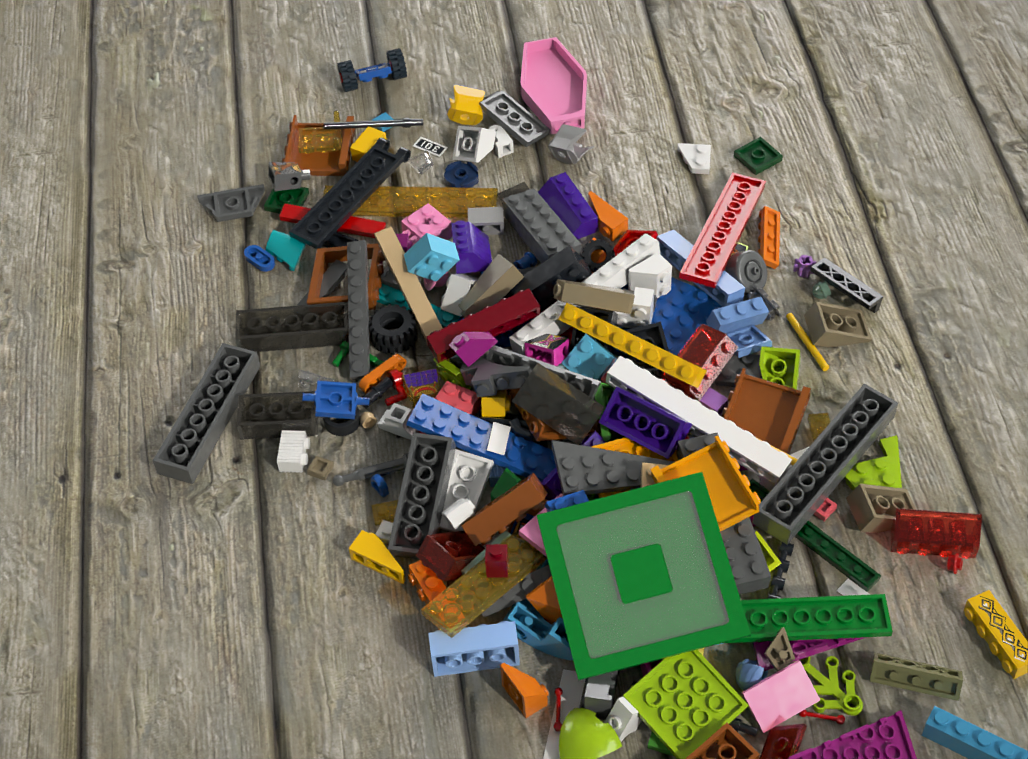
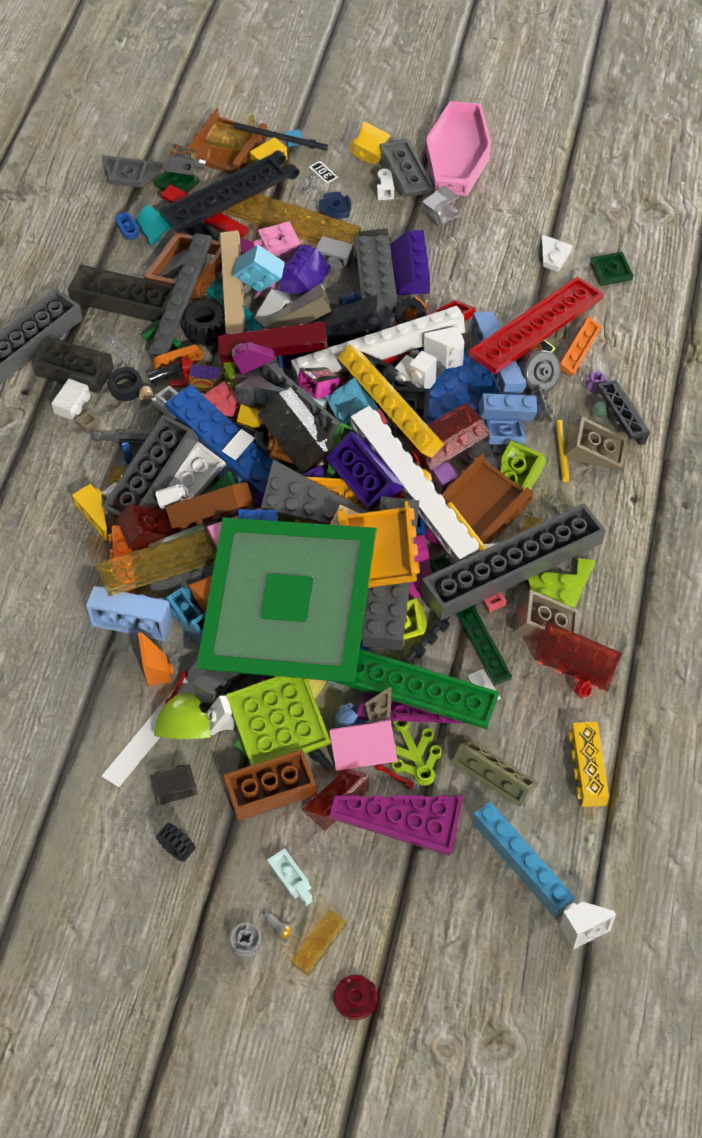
camera: 20 degrees right, 5 degrees up
(335, 399) = (123, 366): blue plate -> none
(395, 66) = (282, 88): black plate -> none
(473, 143) = (357, 180): white slope -> none
(496, 560) = (174, 545): dark red brick -> none
(594, 296) = (377, 346): dark tan slope -> none
(610, 221) = (443, 286): orange slope -> none

